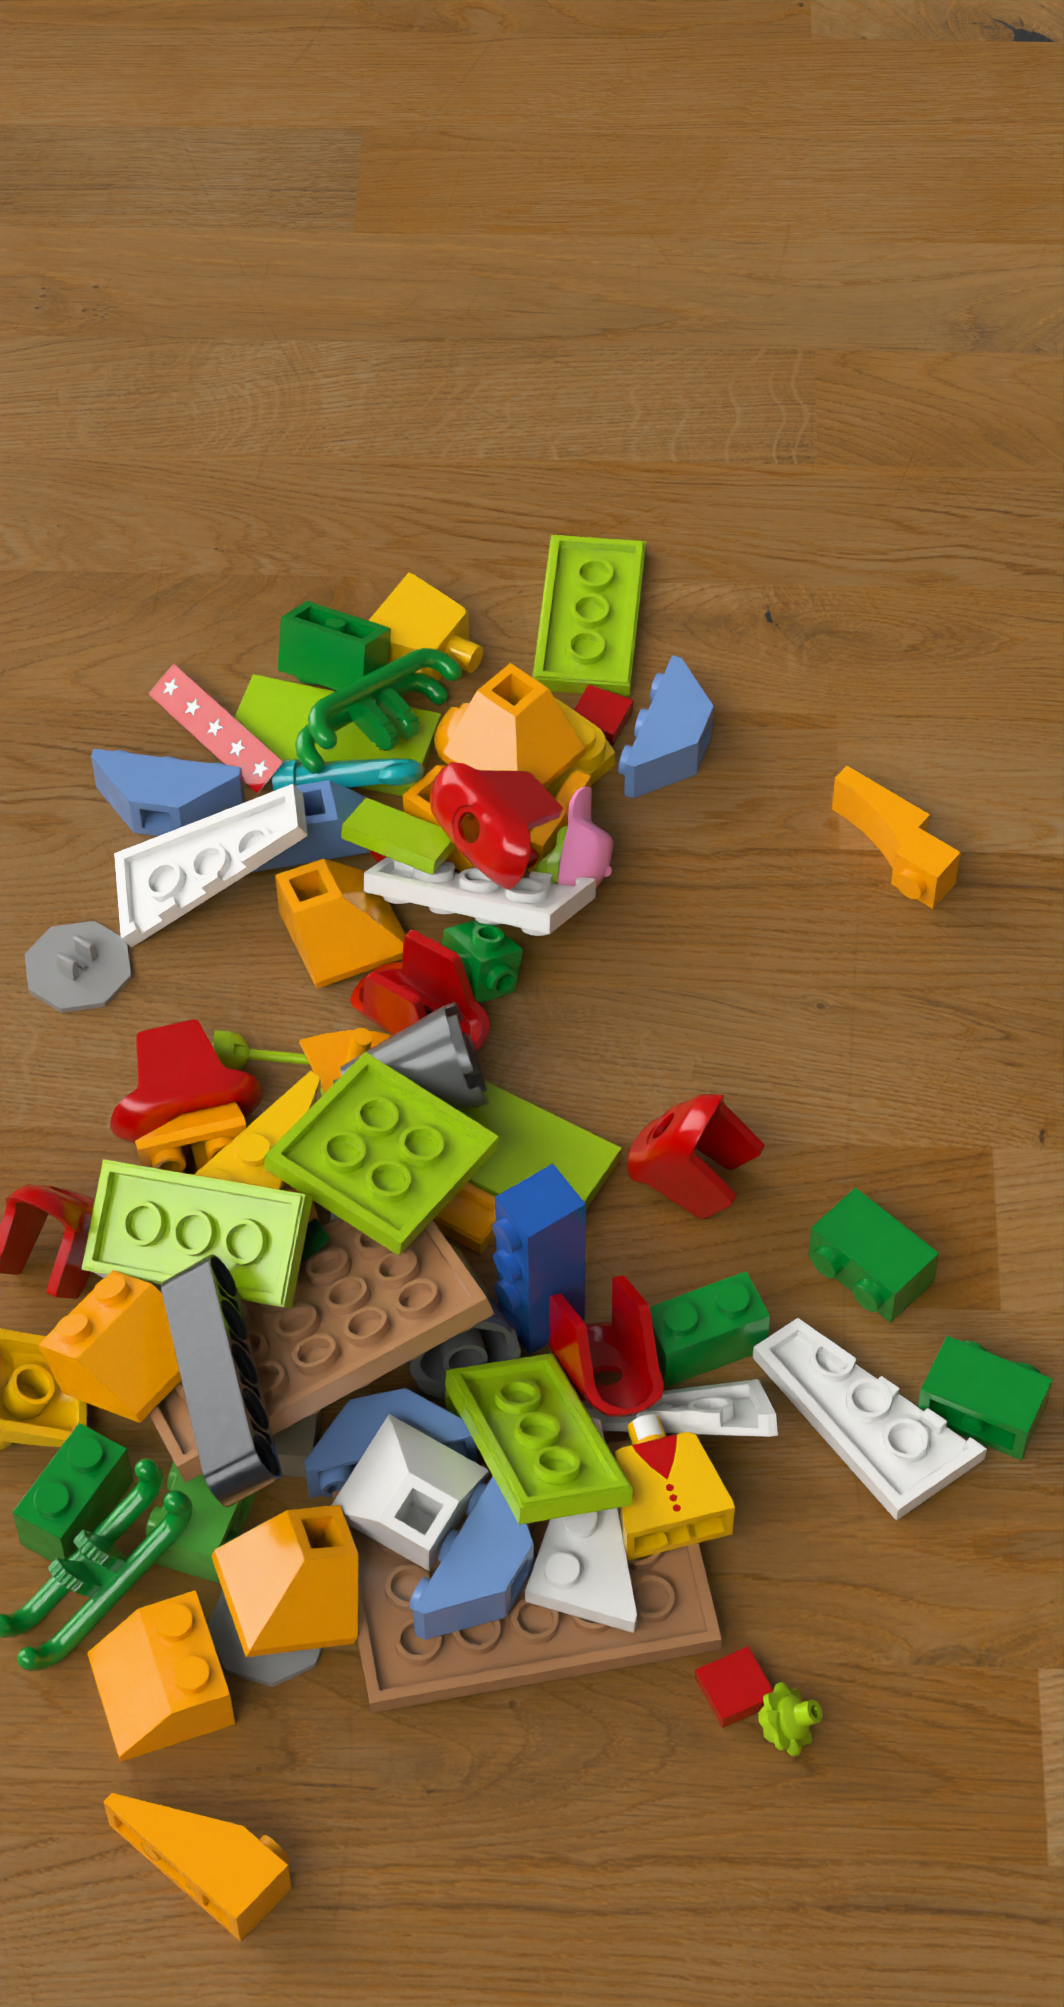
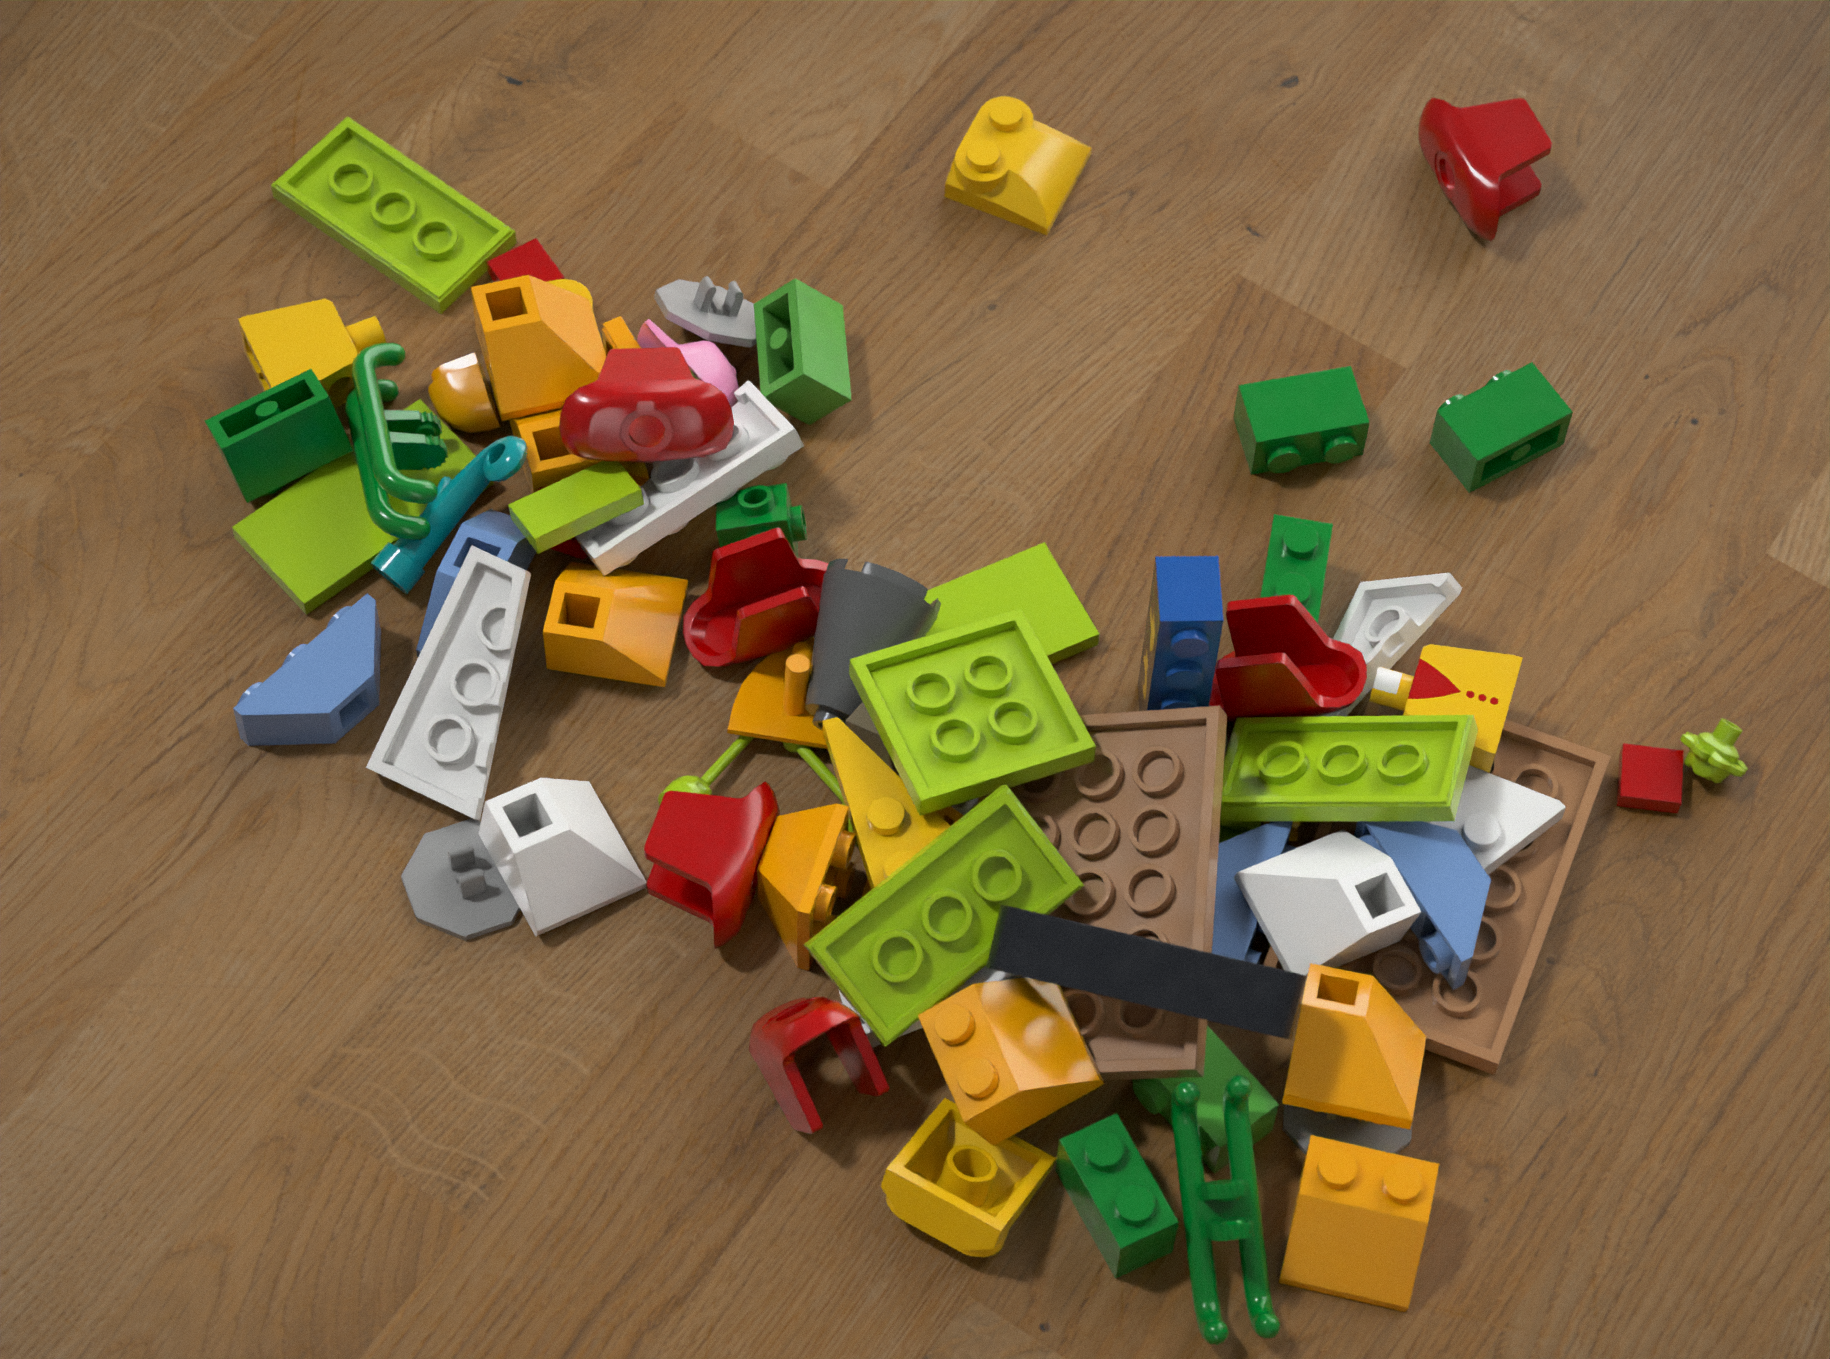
camera: 60 degrees left, 5 degrees up
(122, 988) = (557, 851): none -> white slope
(207, 1858) = (1585, 1277): light orange slope -> none
(215, 727) = (275, 595): sticker -> none
(649, 833) = (709, 311): none -> light grey piece
(657, 902) = (802, 351): none -> bright green brick
(667, 1159) = (1122, 497): red piece -> none
(669, 734) = (598, 224): medium blue slope -> none
(877, 1432) = (1481, 524): white wing -> none
(920, 862) = (863, 129): light orange slope -> none
(957, 945) = (1015, 166): none -> yellow slope

